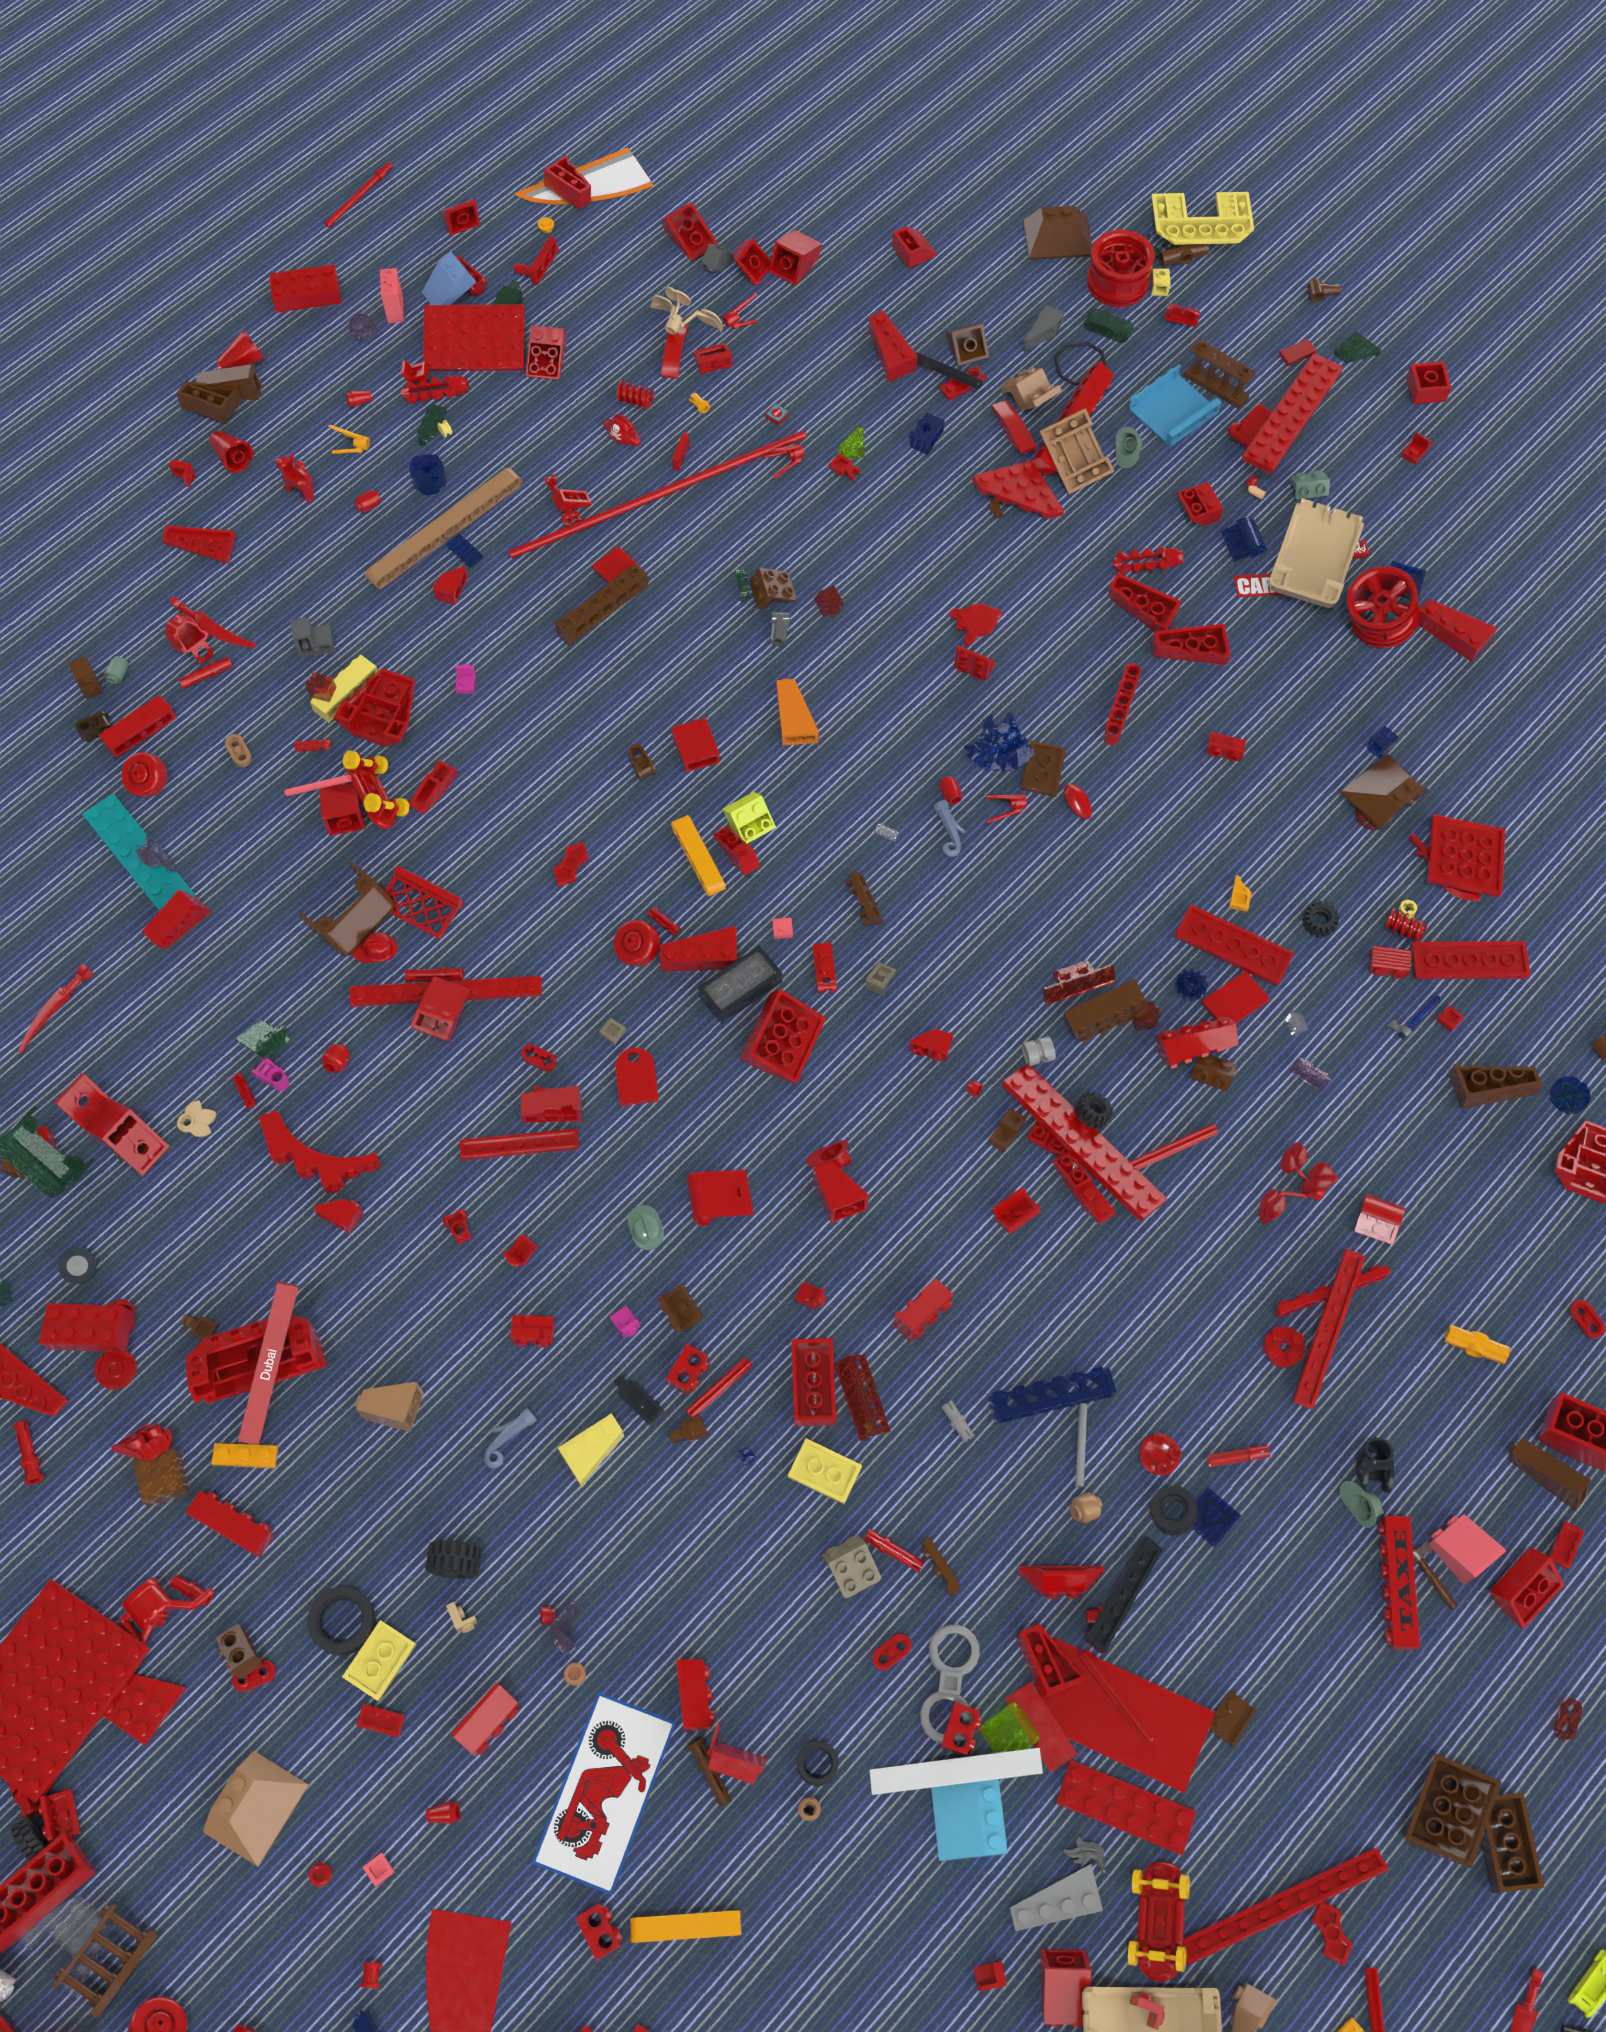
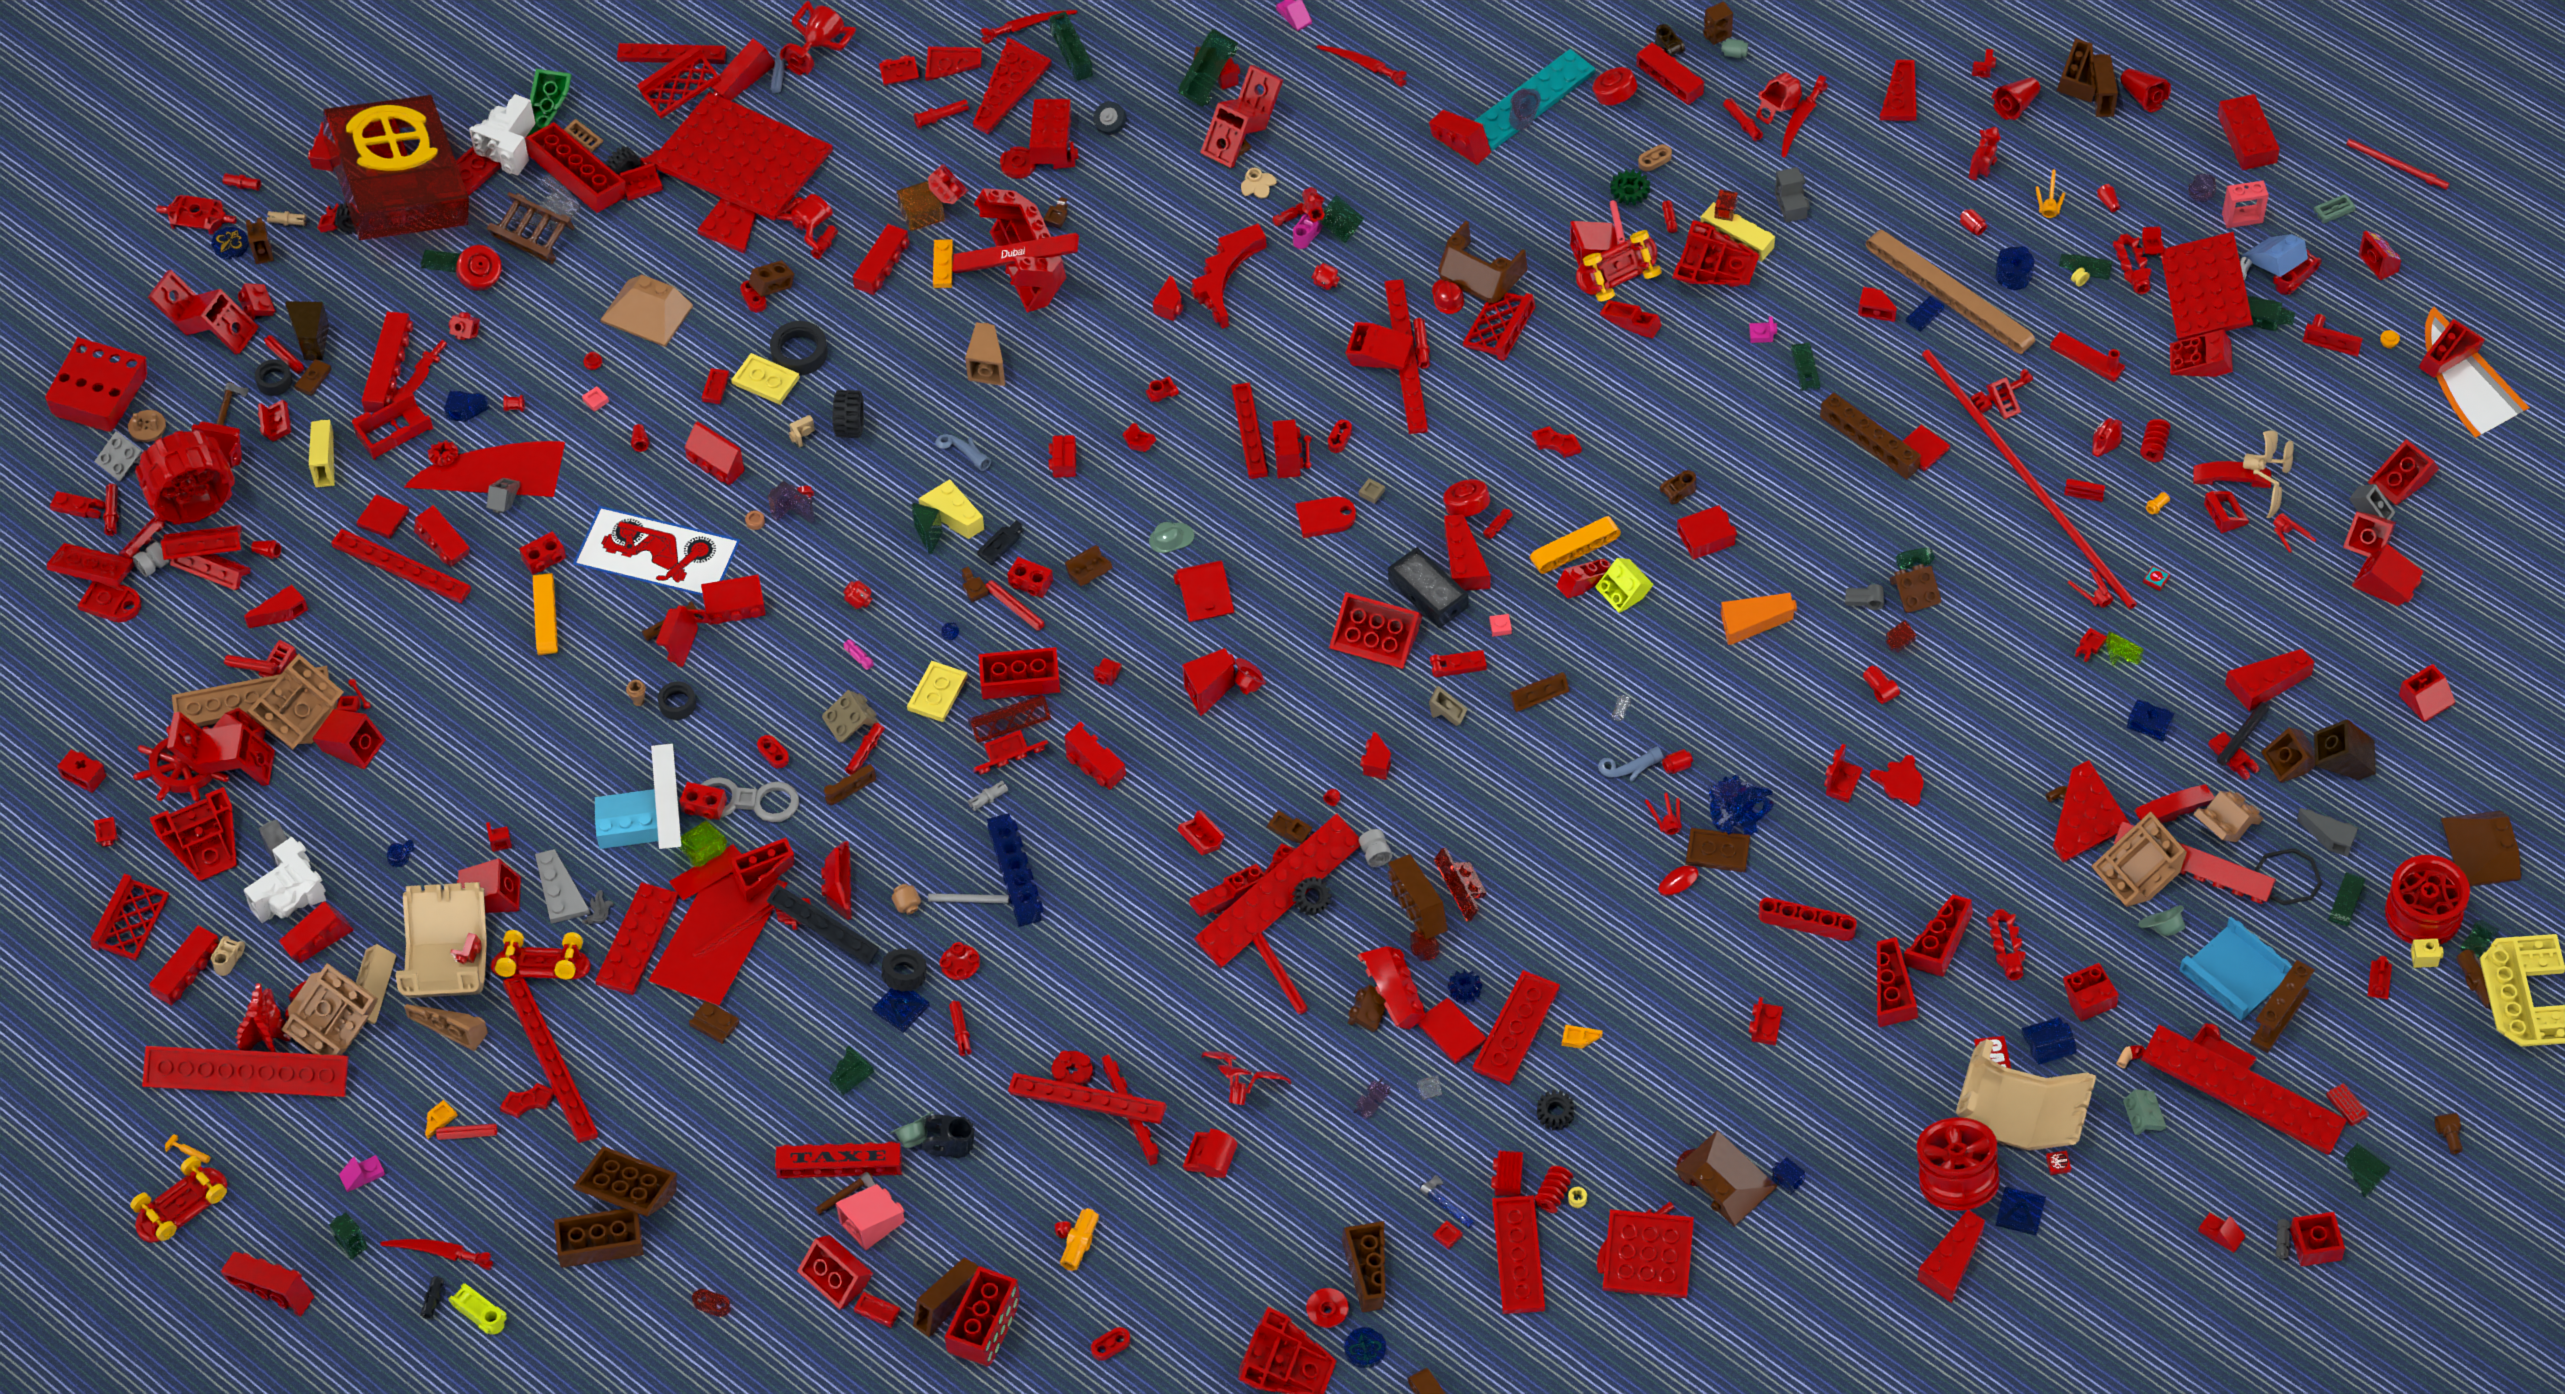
camera: 90 degrees right, 10 degrees down
(245, 1060) = (1313, 204): none -> red piece
(265, 780) = (1630, 187): none -> dark green gear
(402, 252) = (2336, 210): none -> sand green tile
(507, 1985) = (502, 494): none -> dark grey slope
(513, 649) = (1805, 366): none -> clear green plate
(533, 434) = (2088, 357): none -> red piece
(616, 1475) = (928, 525): none -> clear green slope
(625, 1322) = (1075, 528): dark pink bracket -> none
(694, 1555) = (857, 594): none -> red head
(768, 1557) = (858, 654): none -> dark pink axle
(879, 622) = (1883, 688): none -> red piece
(906, 1398) = (1007, 748): none -> red bracket
(971, 304) = (2345, 750): none -> dark brown slope
(1292, 1570) = (850, 1071): none -> clear green wing
(1423, 408) = (2282, 1239): none -> dark grey axle
(1464, 1360) = (1062, 1229): none -> red hinge
(1542, 1117) = (1327, 1299): none -> red dish

